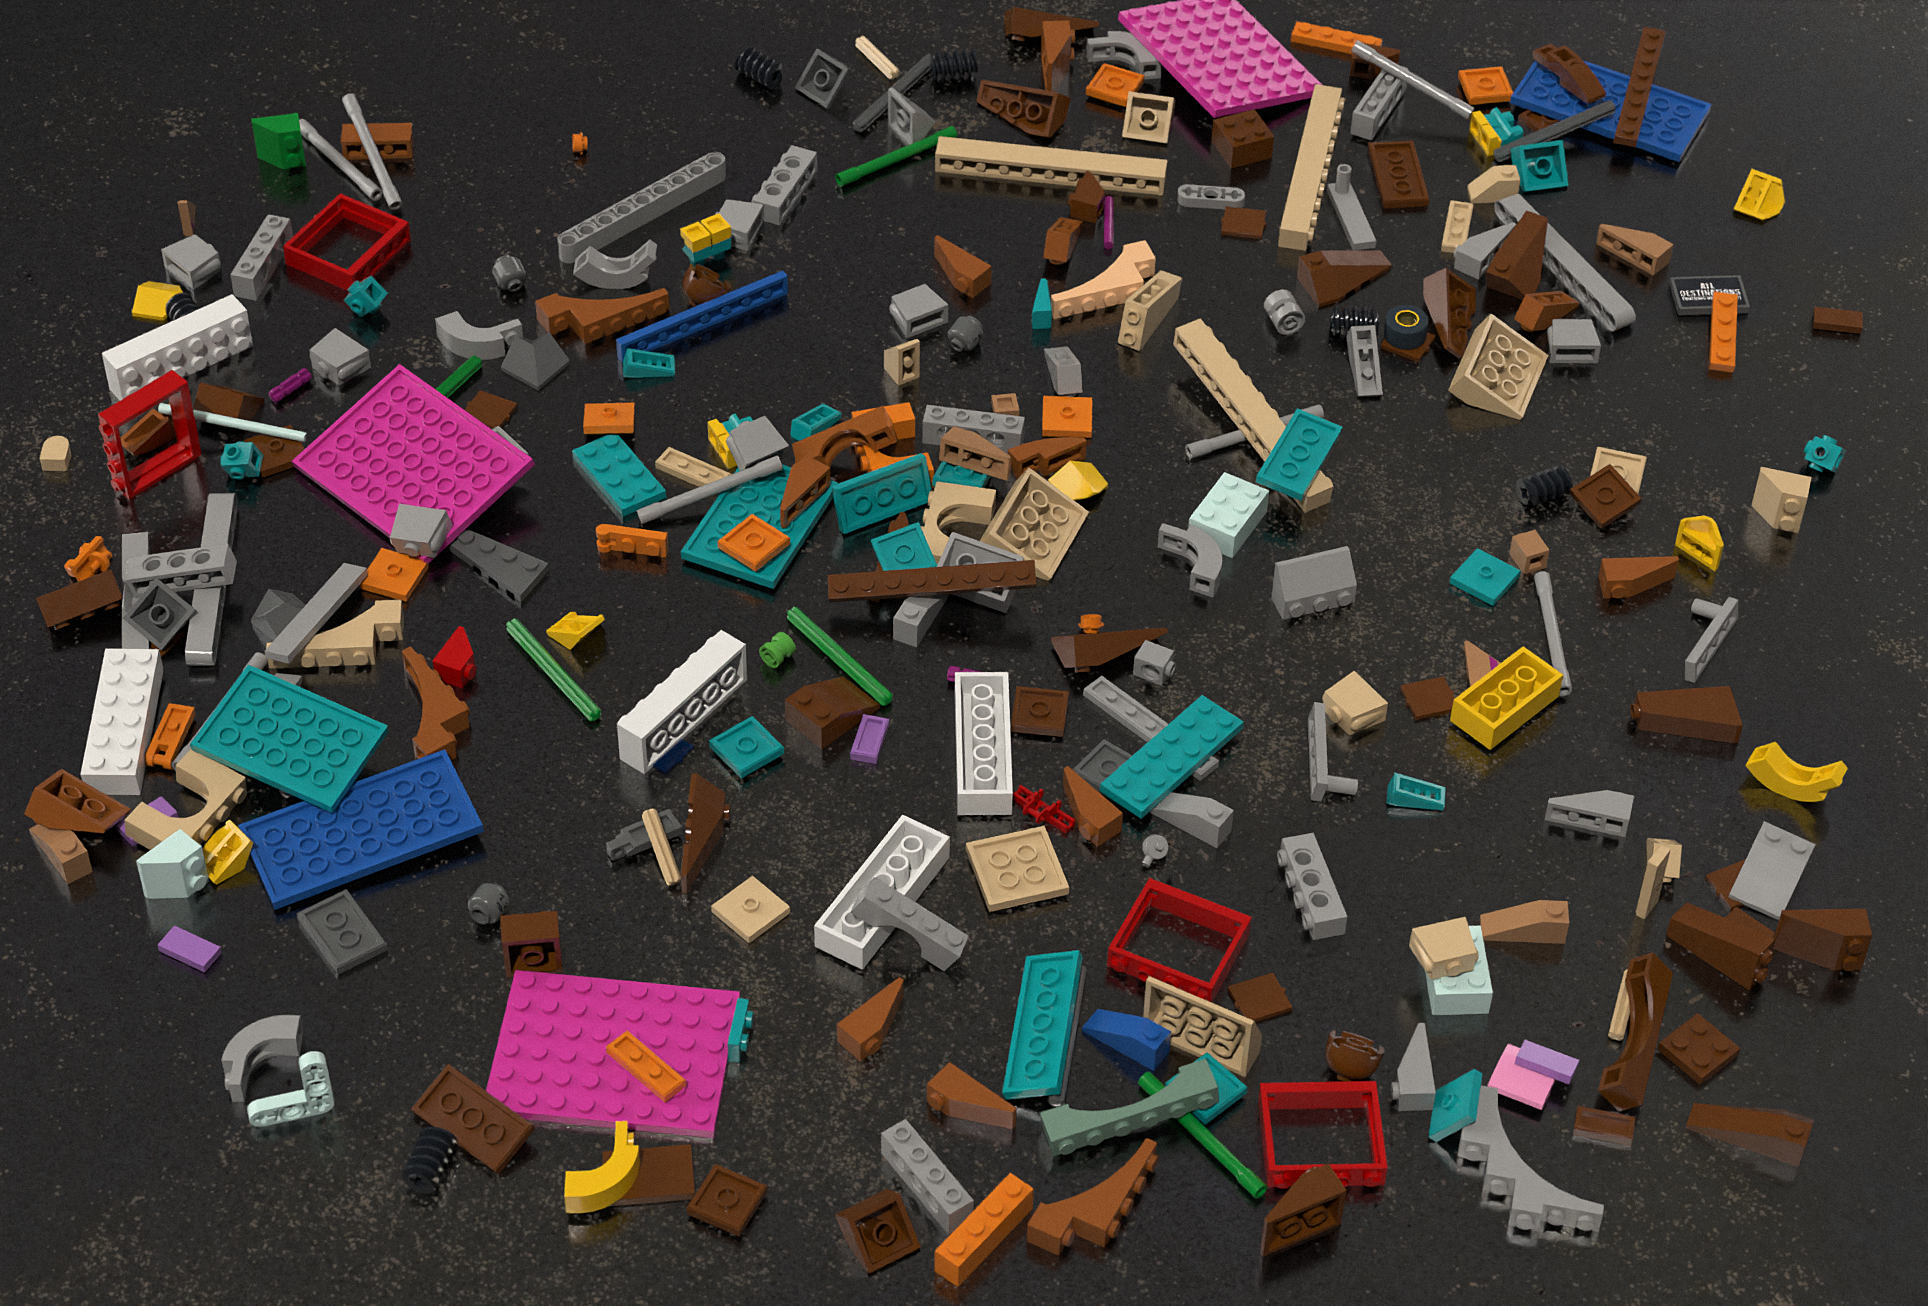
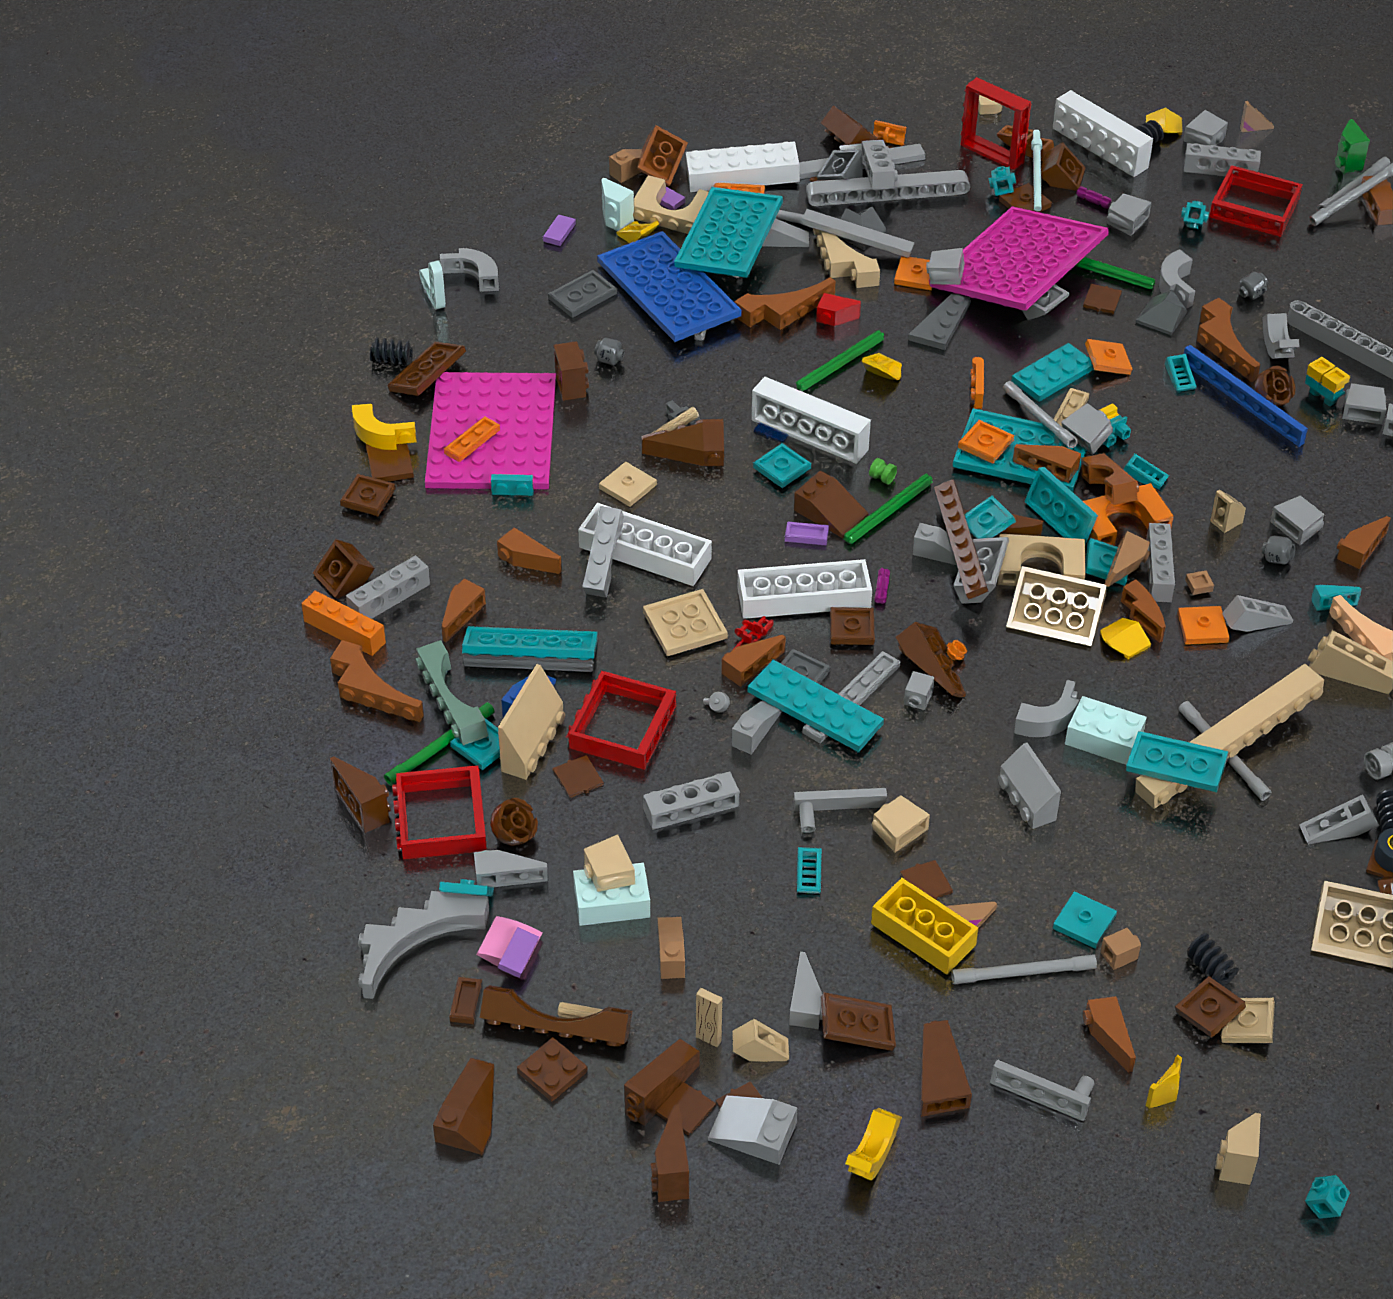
camera: 85 degrees right, 0 degrees up
(1634, 769) = (858, 1021): none -> reddish brown tile

